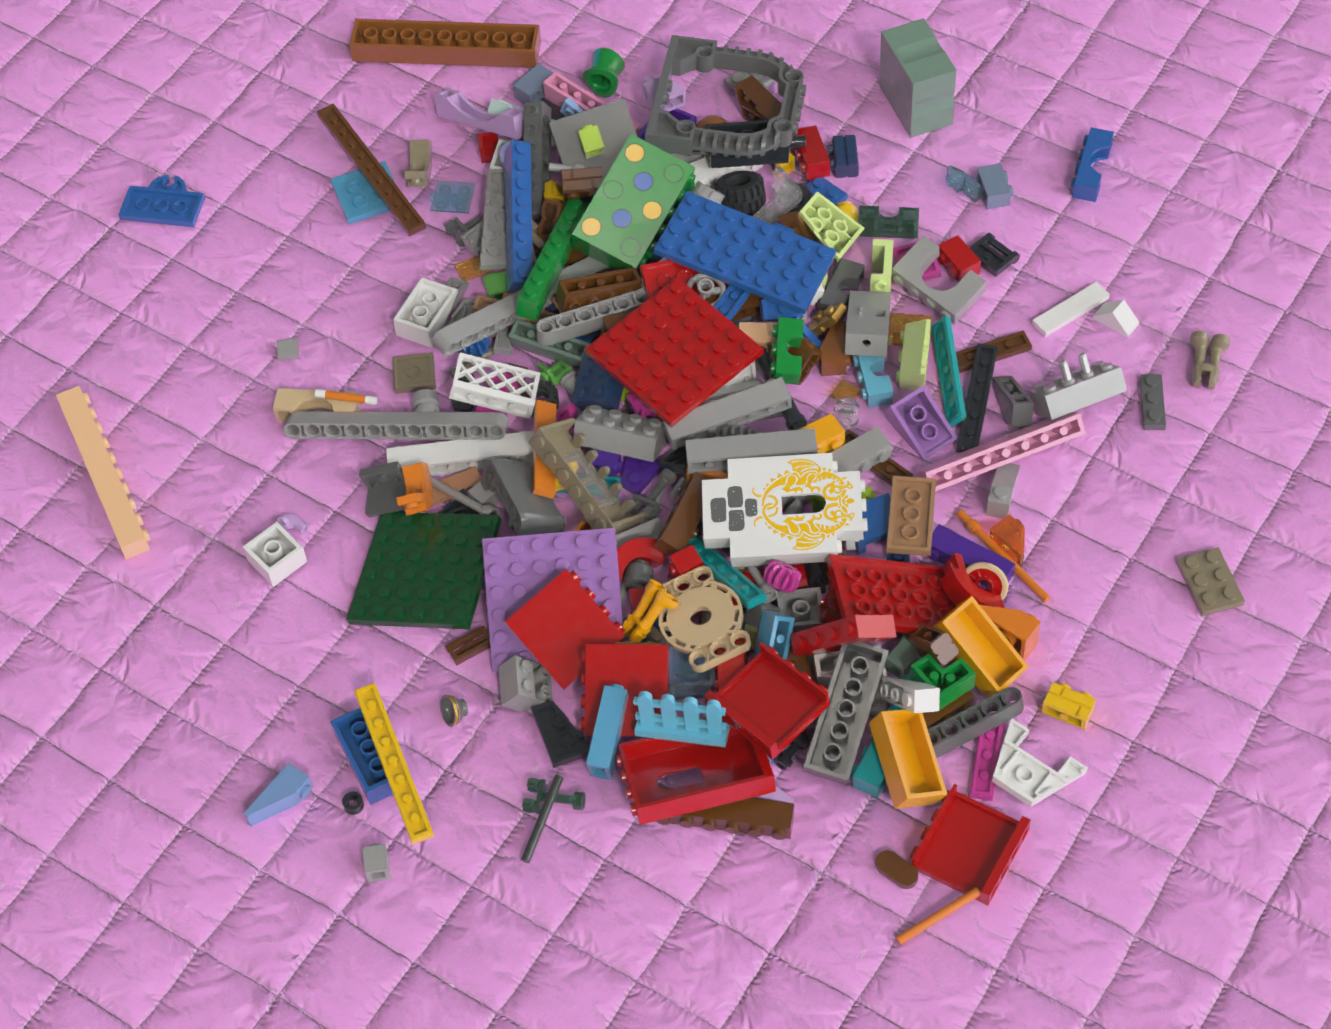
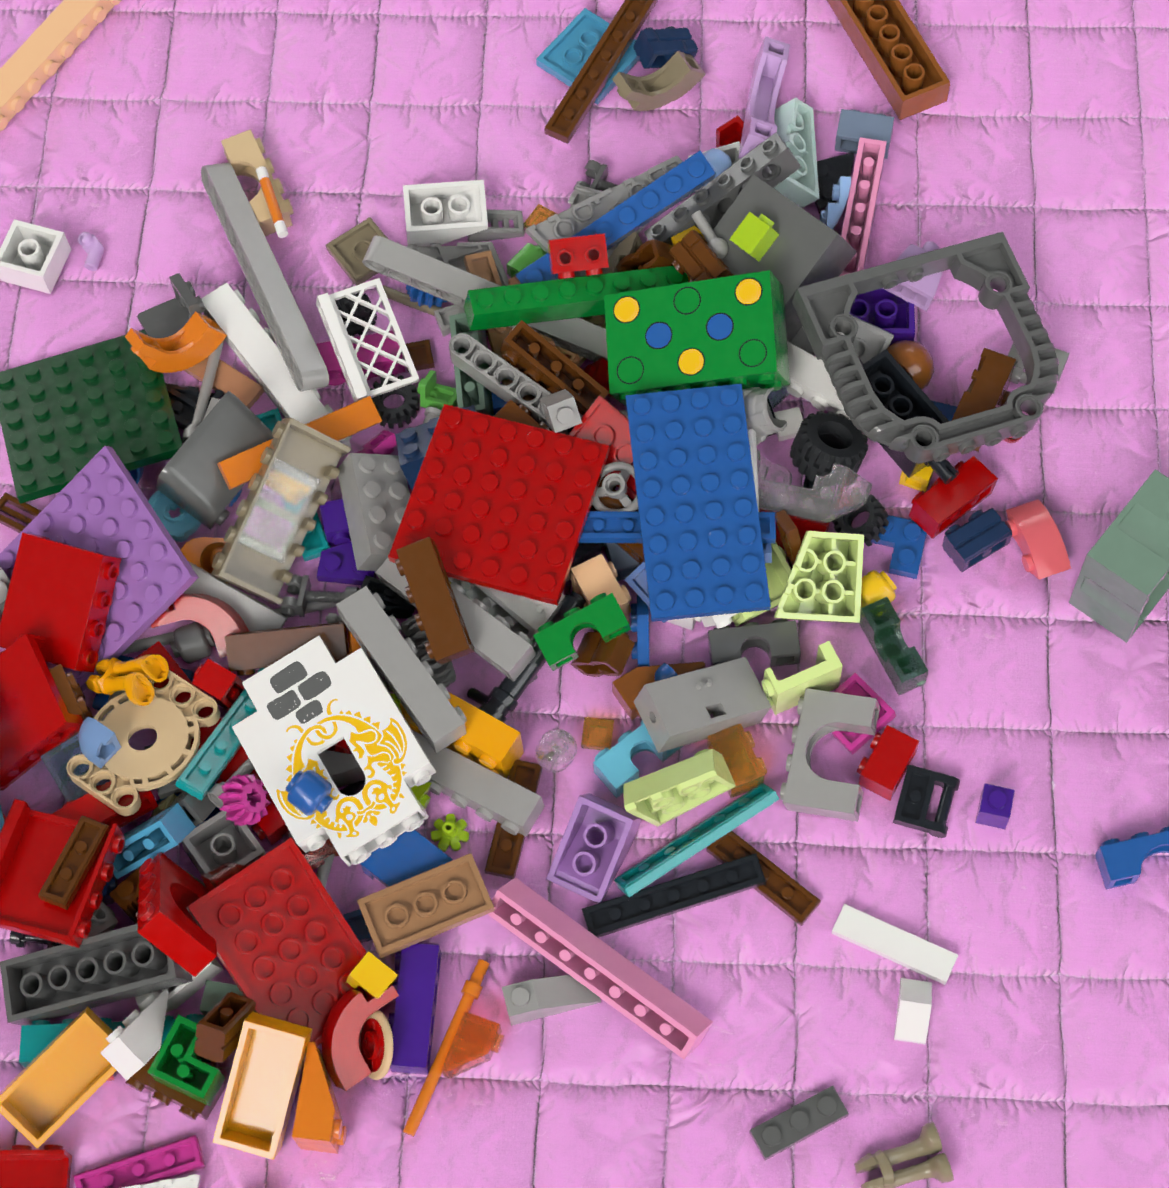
camera: 60 degrees right, 10 degrees up
(288, 349) = (324, 109): light grey tile -> none
(395, 150) = (659, 45): none -> dark blue brick
(425, 401) = (306, 291): light grey wheel -> none
(452, 197) = (640, 144): clear light blue hinge -> none
(531, 236) = (578, 254): none -> red brick
(604, 72) = (928, 194): green hat -> none
(635, 291) = (560, 410): none -> light grey brick
(687, 638) = (97, 742): none -> medium blue brick
(722, 407) = (434, 600): none -> reddish brown brick
(770, 680) = (74, 862): none -> reddish brown tile
(811, 523) = (309, 792): none -> blue head
(825, 319) = (682, 652): pearl gold wing -> none
(838, 331) = (664, 672): none -> blue hinge
(866, 126) = (1038, 539): none -> coral brick
(939, 559) = (372, 976): none -> yellow panel
(962, 181) = (1022, 701): clear light blue slope -> none
(980, 715) = (172, 1141): dark grey beam -> none
(994, 186) = (1041, 746): sand blue brick -> none
(1014, 401) = (693, 941): dark grey slope -> none
(1018, 222) = (995, 806): none -> dark purple brick
(1078, 389) = (743, 1016): piece -> none

